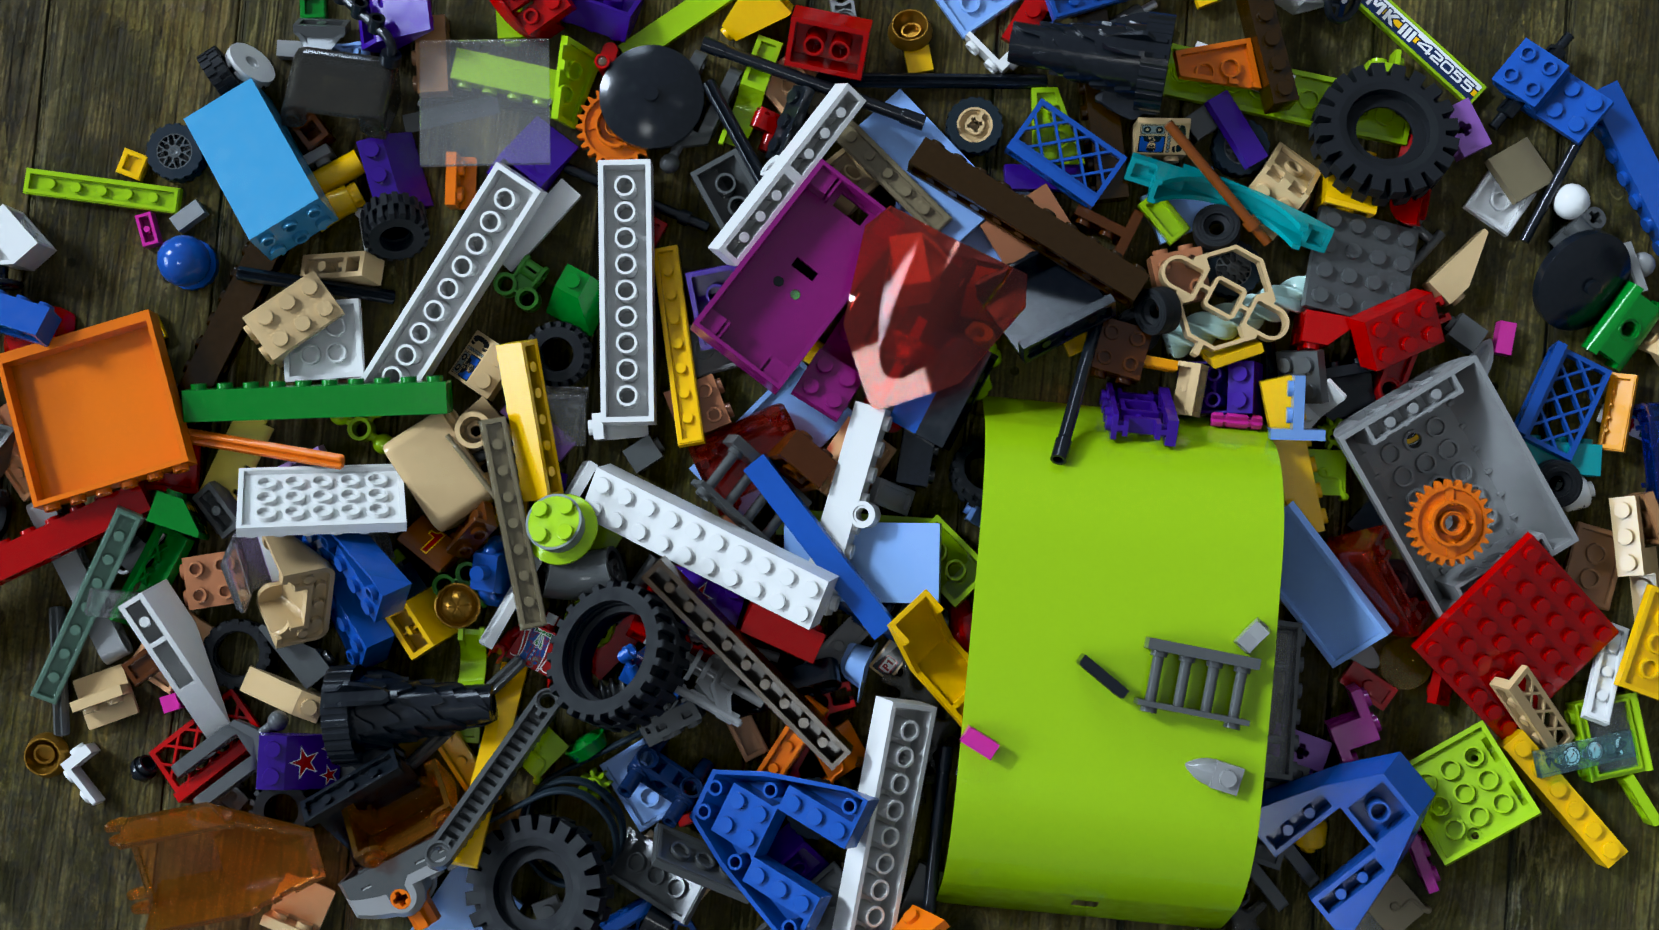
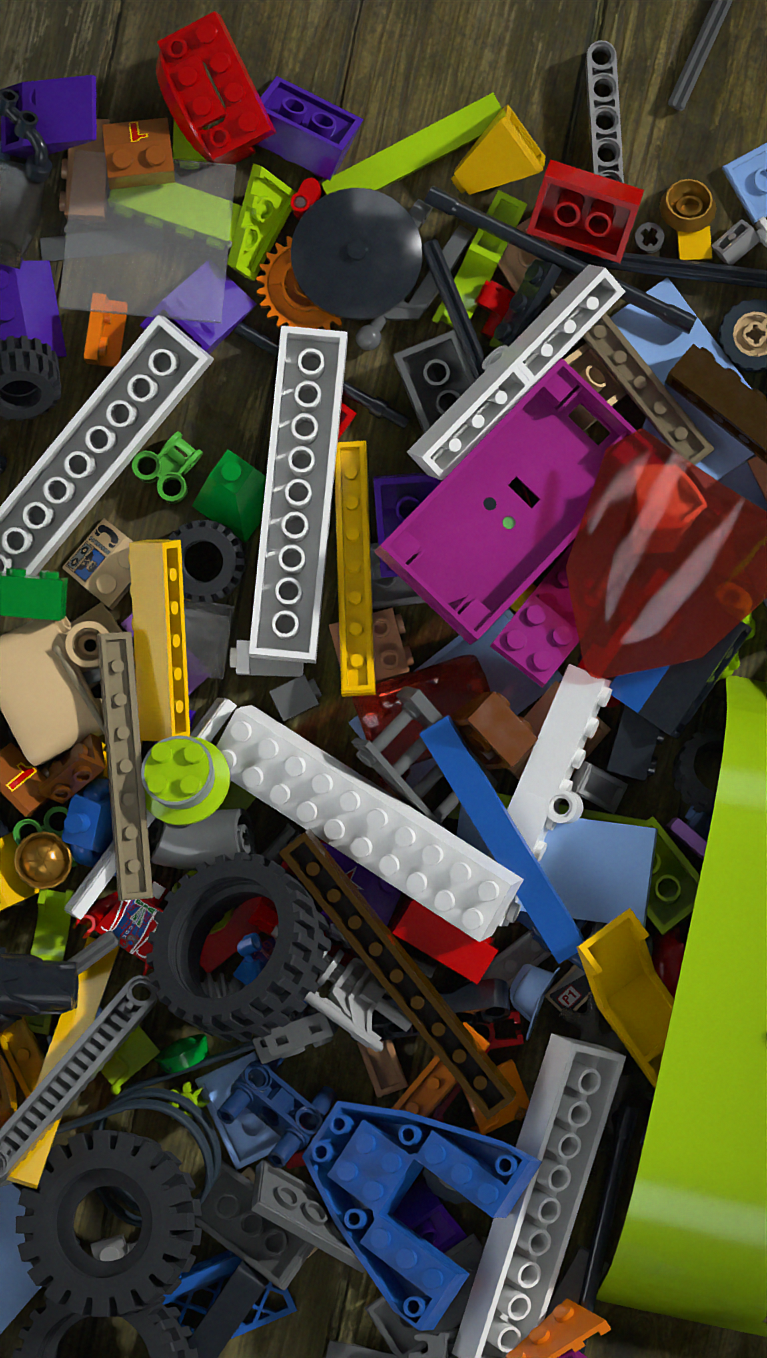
camera: 10 degrees right, 0 degrees up
(469, 38) = (138, 153): none -> dark orange slope
(548, 215) = (222, 373): white tile -> none
(890, 57) = (659, 237): none -> dark grey bush
(951, 55) = (736, 242): none -> light grey piece
(965, 526) = (687, 836): none -> medium lavender tile
(979, 742) = (676, 1104): dark pink piece -> none

